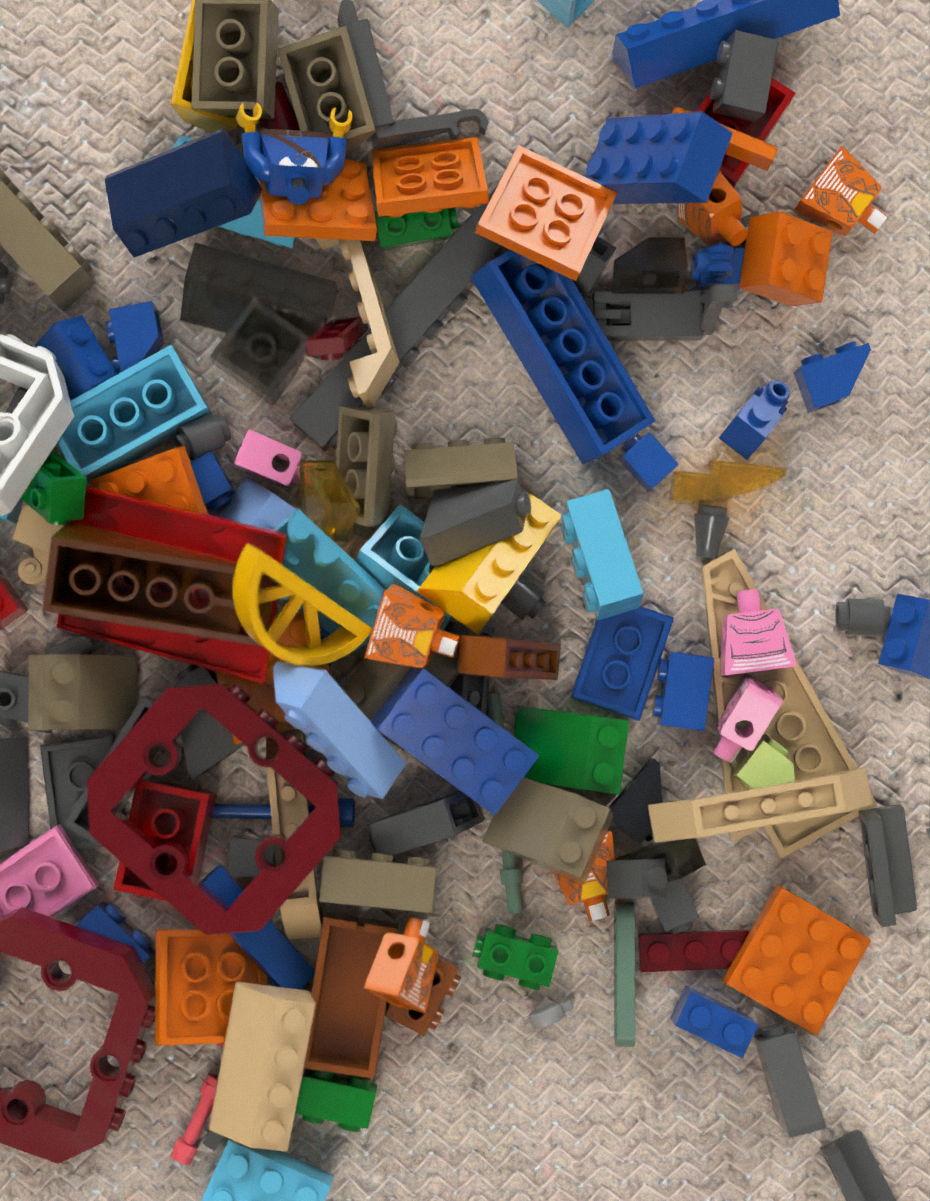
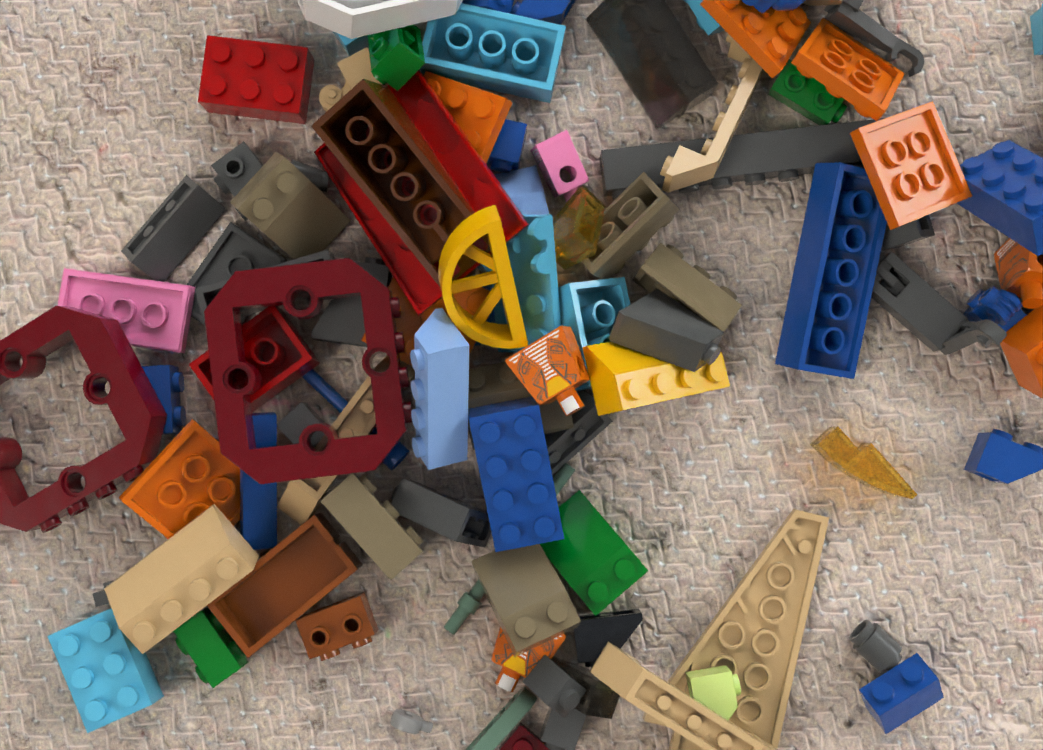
camera: 45 degrees right, 0 degrees up
(187, 1145) = (83, 584): coral bar -> none
(203, 435) = (531, 109): dark grey brick -> none
(261, 351) = (623, 87): clear smoke slope -> none
(336, 337) = (684, 122): dark red plate -> none
(404, 968) = (337, 601): orange torso -> none
(505, 953) = (417, 654): green brick -> none
(508, 658) = (603, 450): dark orange window -> none
(524, 598) = (651, 420): dark grey brick -> none
(601, 555) = (733, 438): medium azure brick -> none
(622, 661) = (681, 521): blue tile -> none
(647, 460) = (823, 401): blue brick -> none
(652, 267) = (948, 271): clear smoke slope -> none
(684, 691) = (704, 584): blue brick -> none
(709, 529) = (823, 488): dark grey cone -> none
(750, 702) = (747, 641): bright pink torso -> none
(754, 638) = (788, 593): bright pink torso -> none
(756, 418) = (926, 441): blue brick -> none

